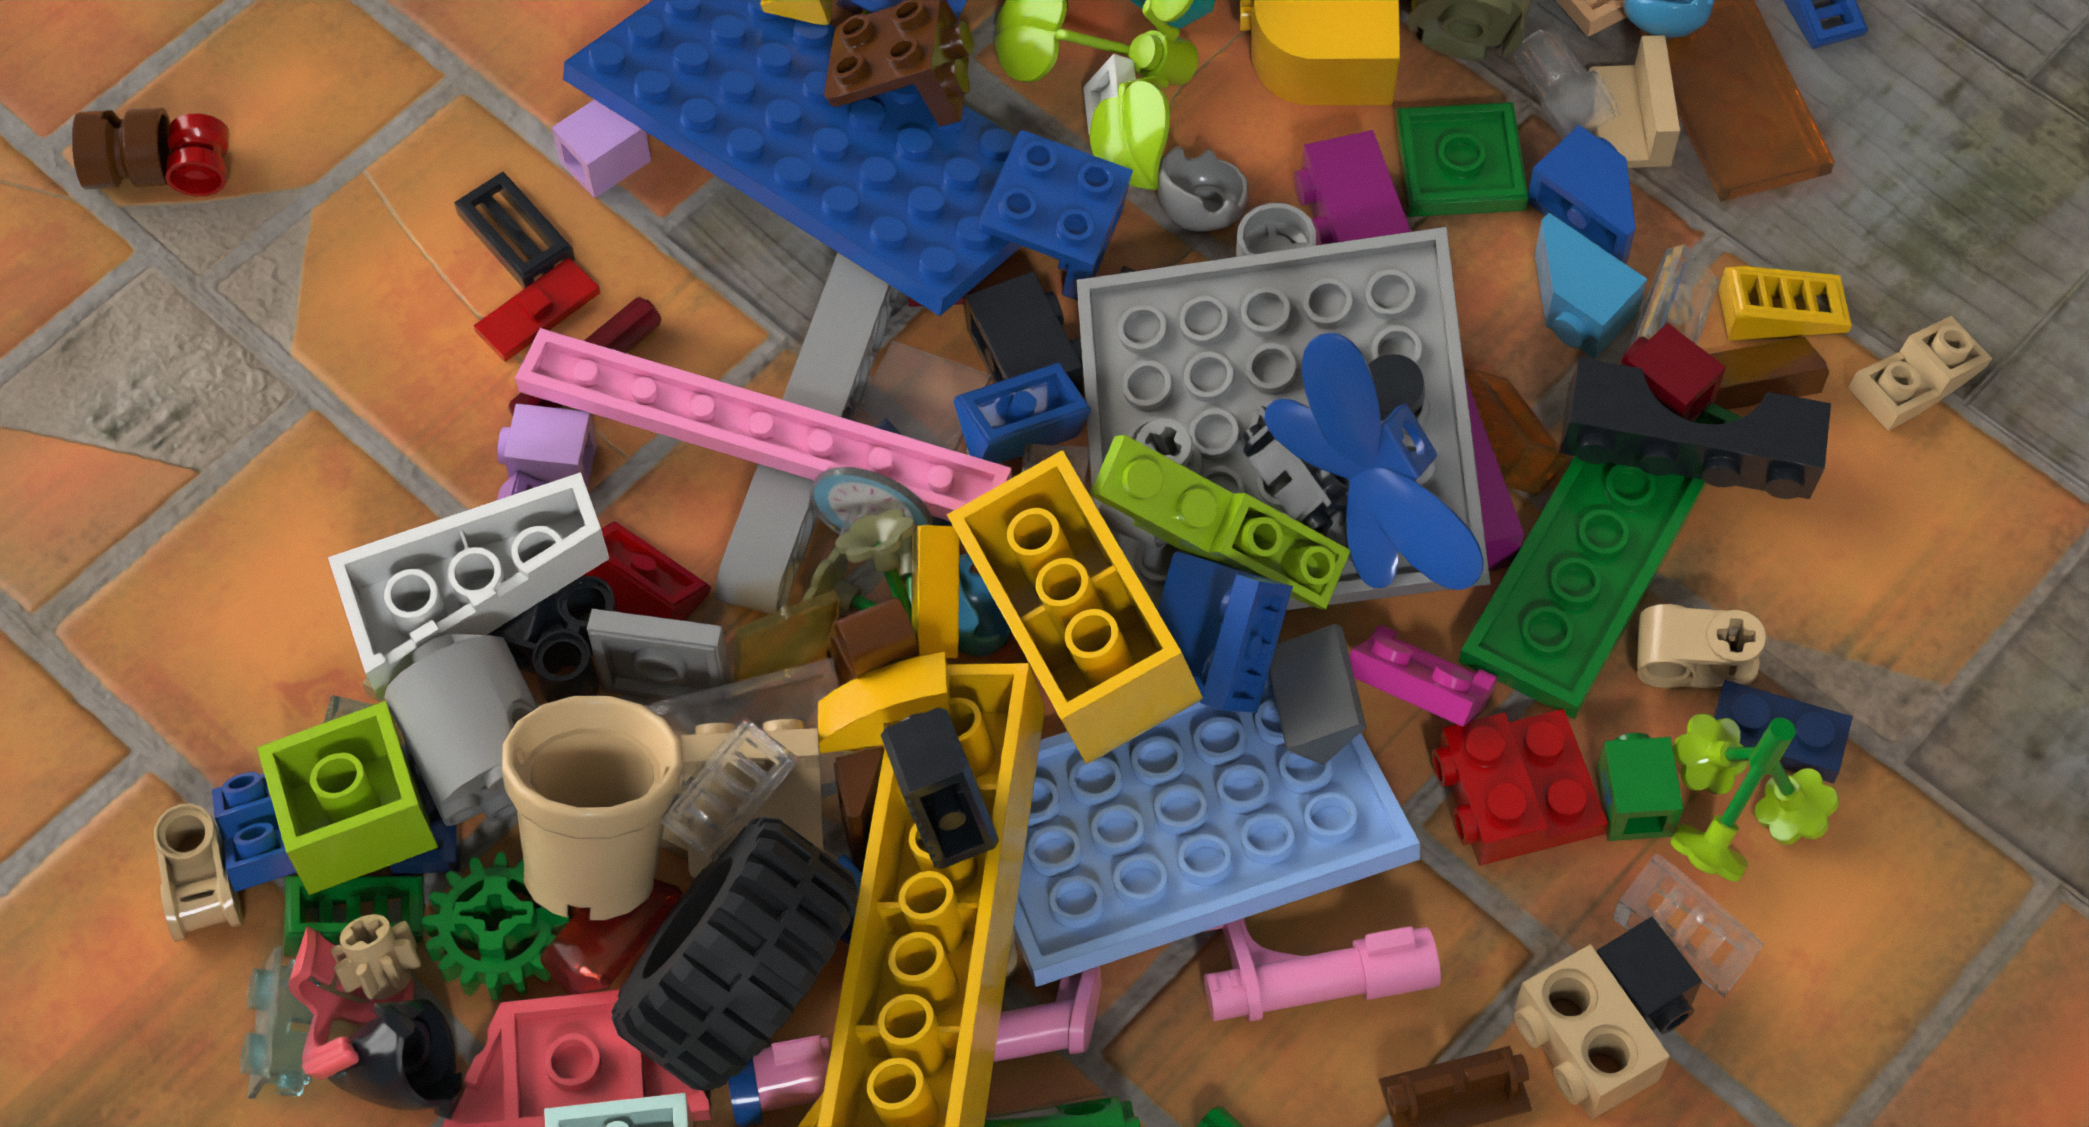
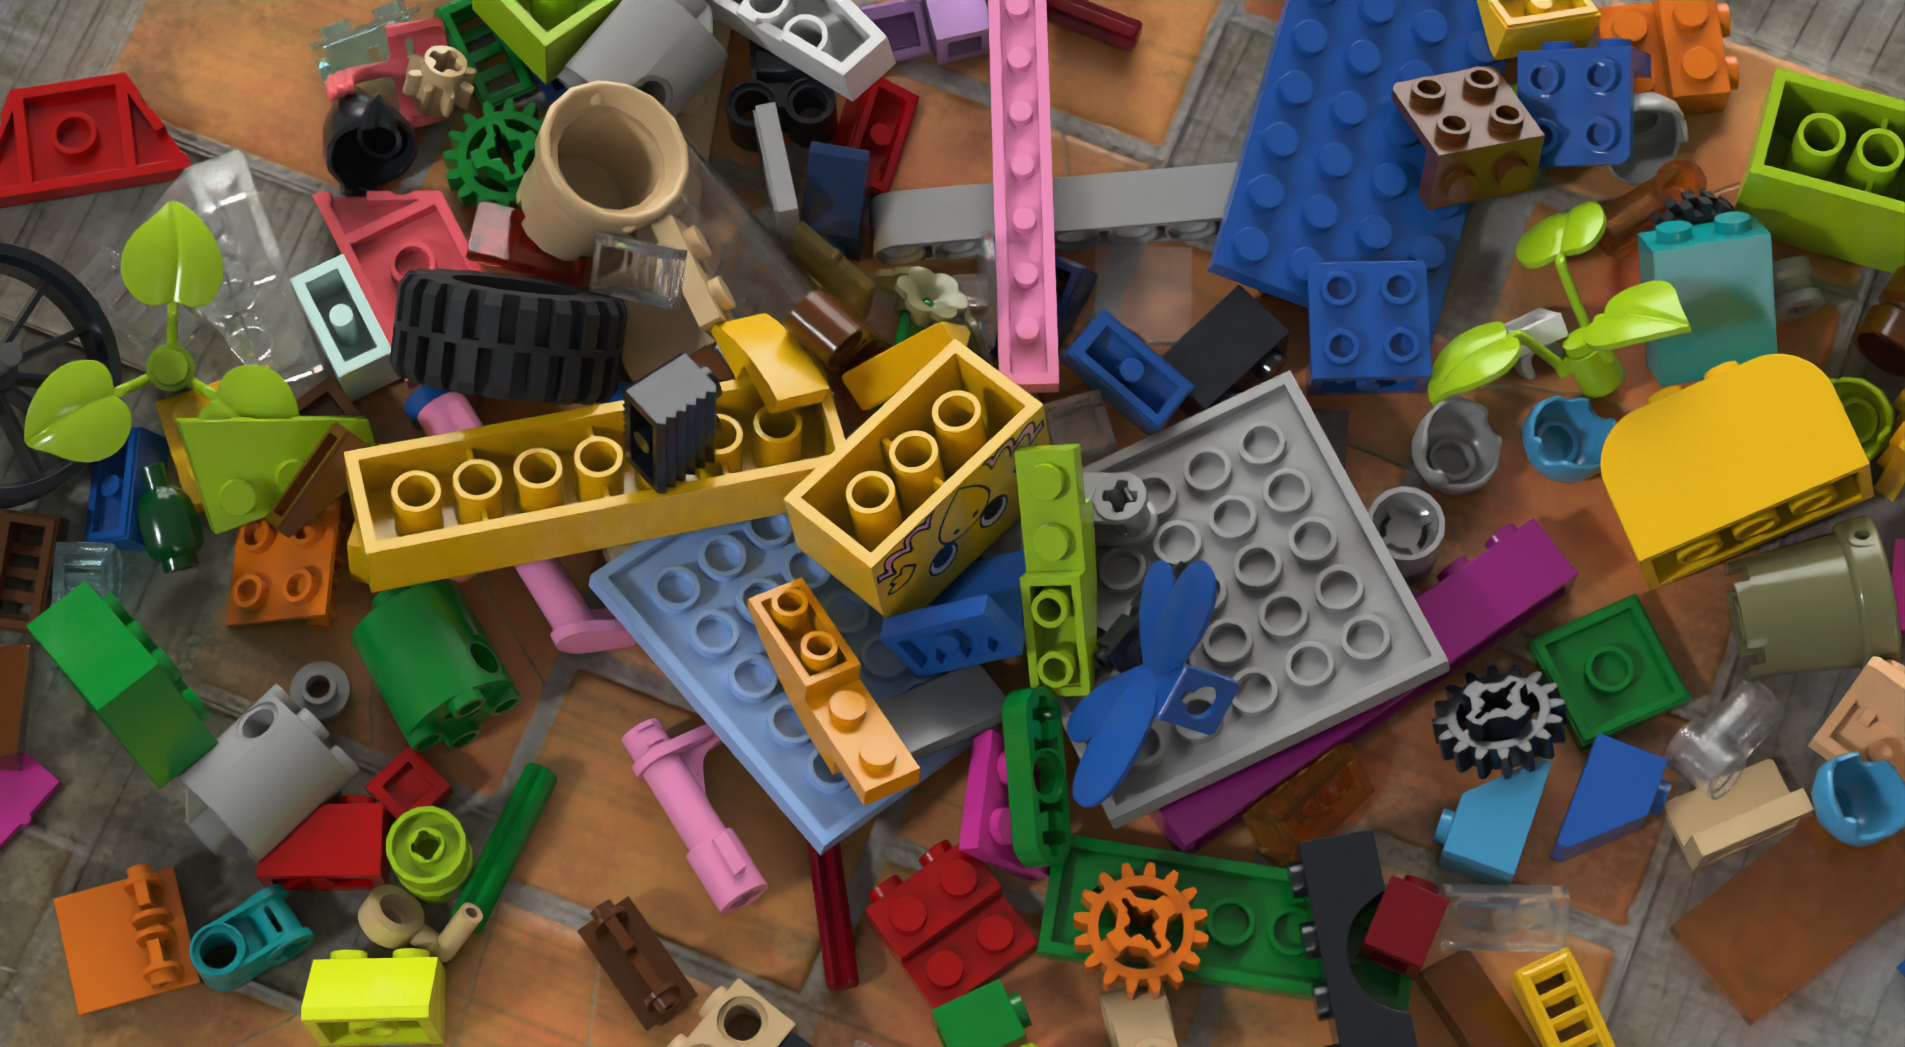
camera: 70 degrees right, 10 degrees up
(702, 592) = (838, 196): none -> dark blue slope
(1233, 101) = (1565, 438): none -> dark azure hair
(1249, 787) = (828, 695): none -> light orange slope
(1397, 382) = (1261, 671): black tile -> none
(1411, 632) = (1030, 719): none -> green beam
(1465, 889) = (833, 918): none -> dark red axle
(1515, 229) = (1499, 722): none -> black gear
(1594, 605) = (1160, 914): none -> orange gear

